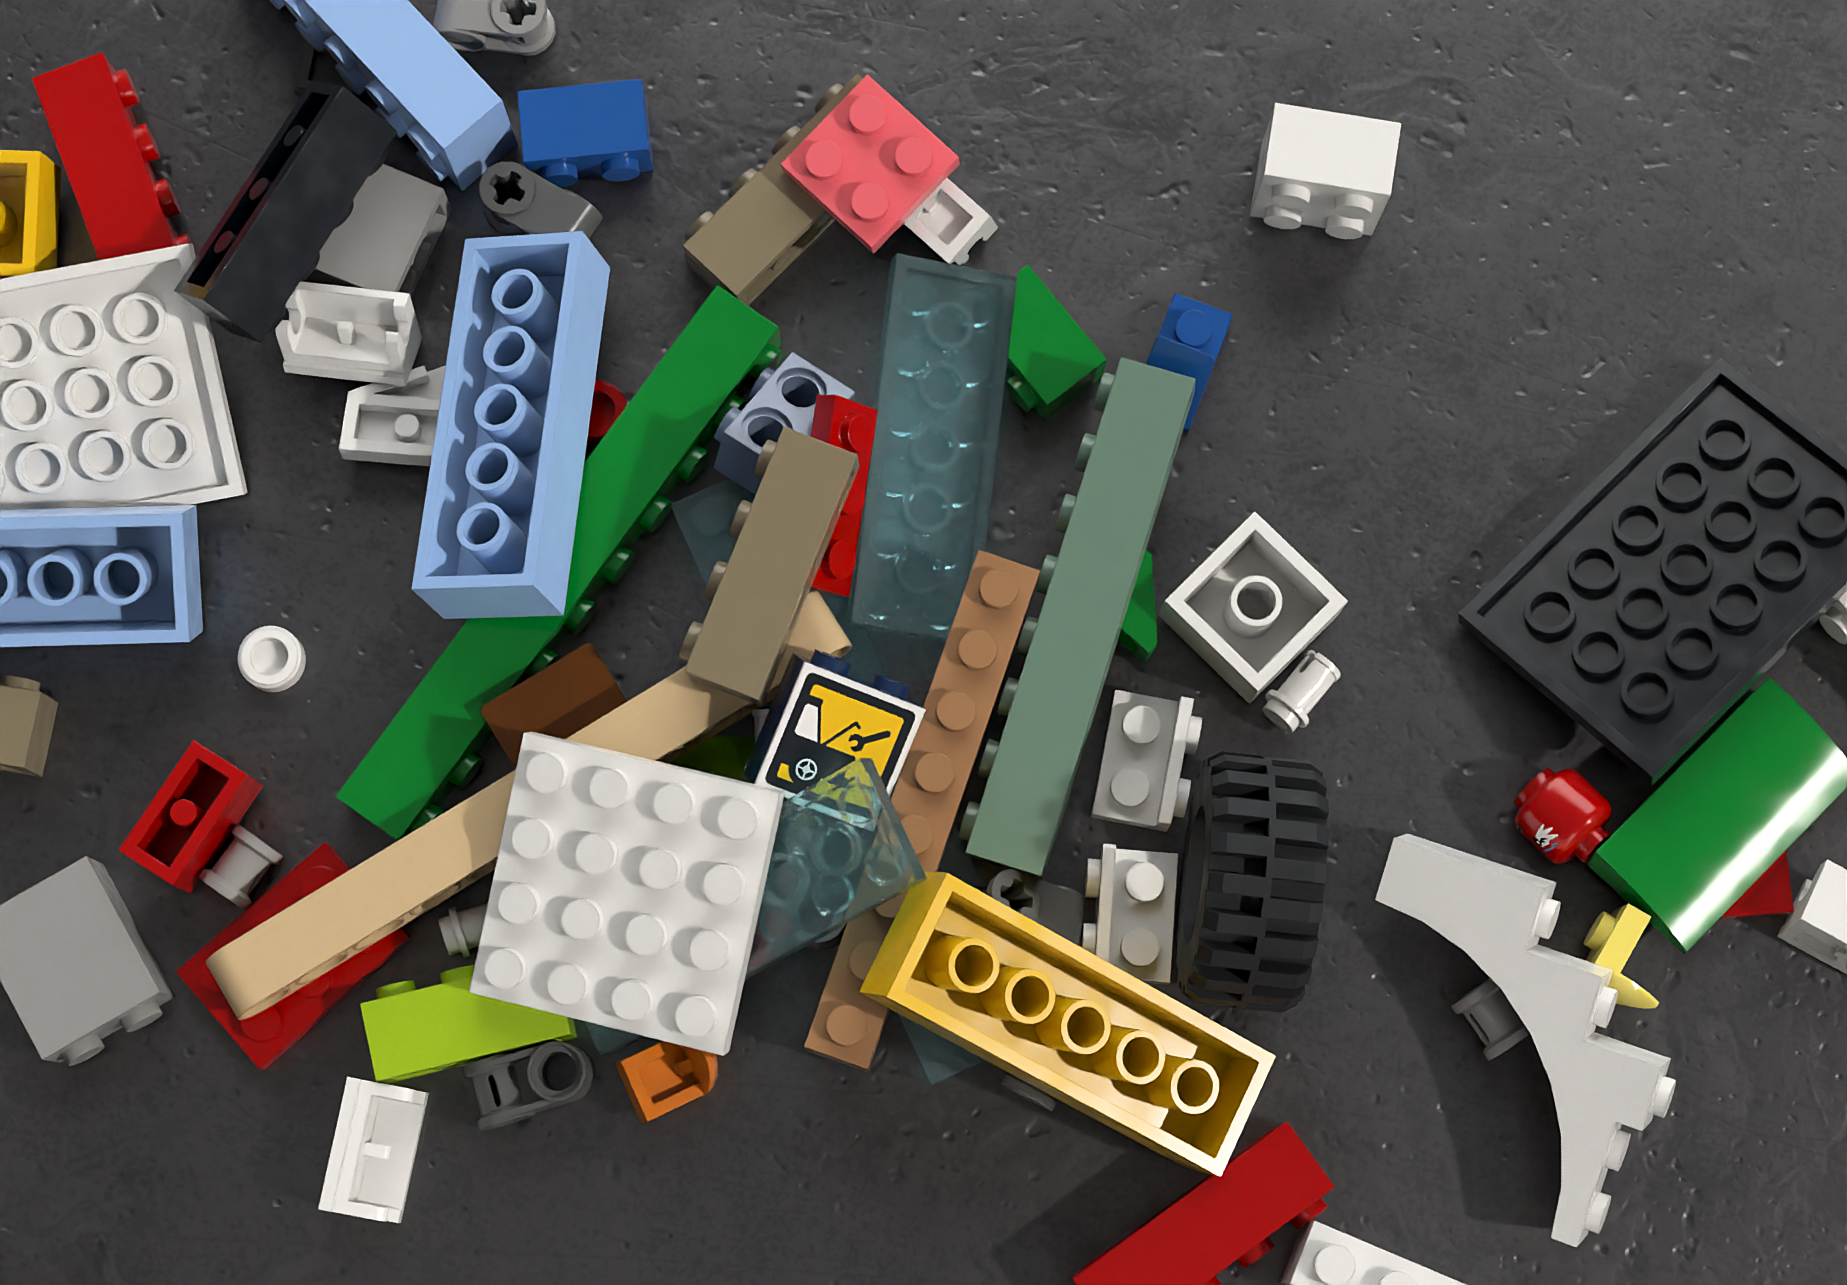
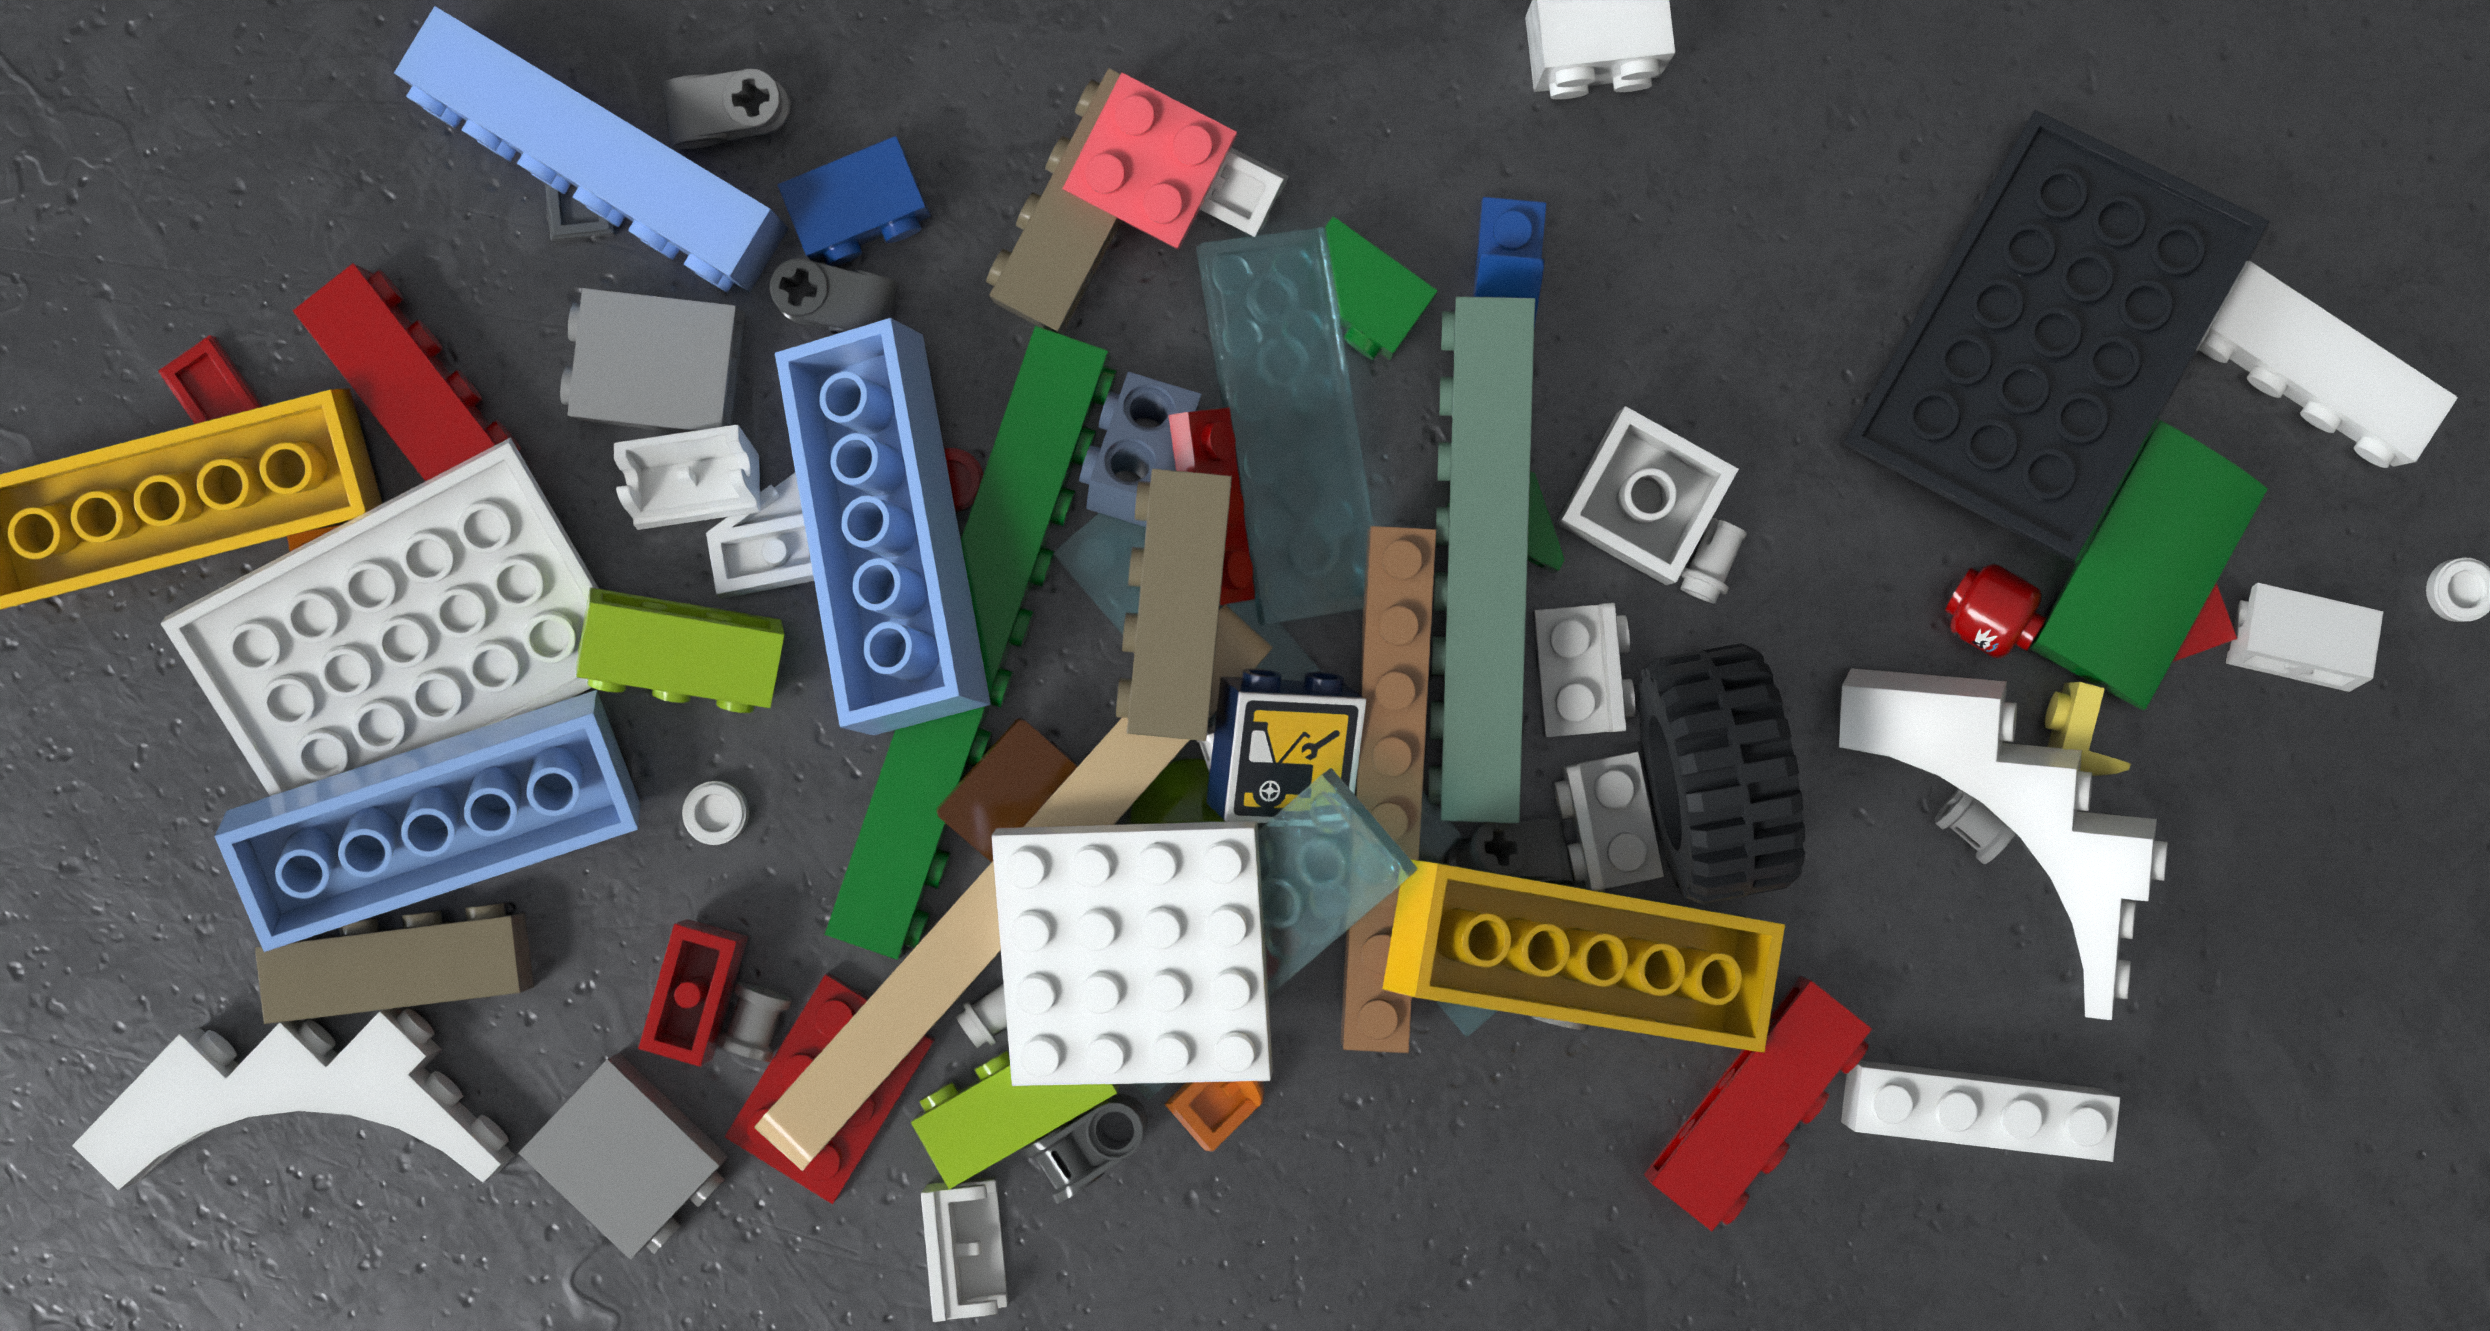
camera: 15 degrees left, 10 degrees up
(284, 488) = (679, 650): none -> lime brick
(287, 211) = (594, 380): black brick -> none

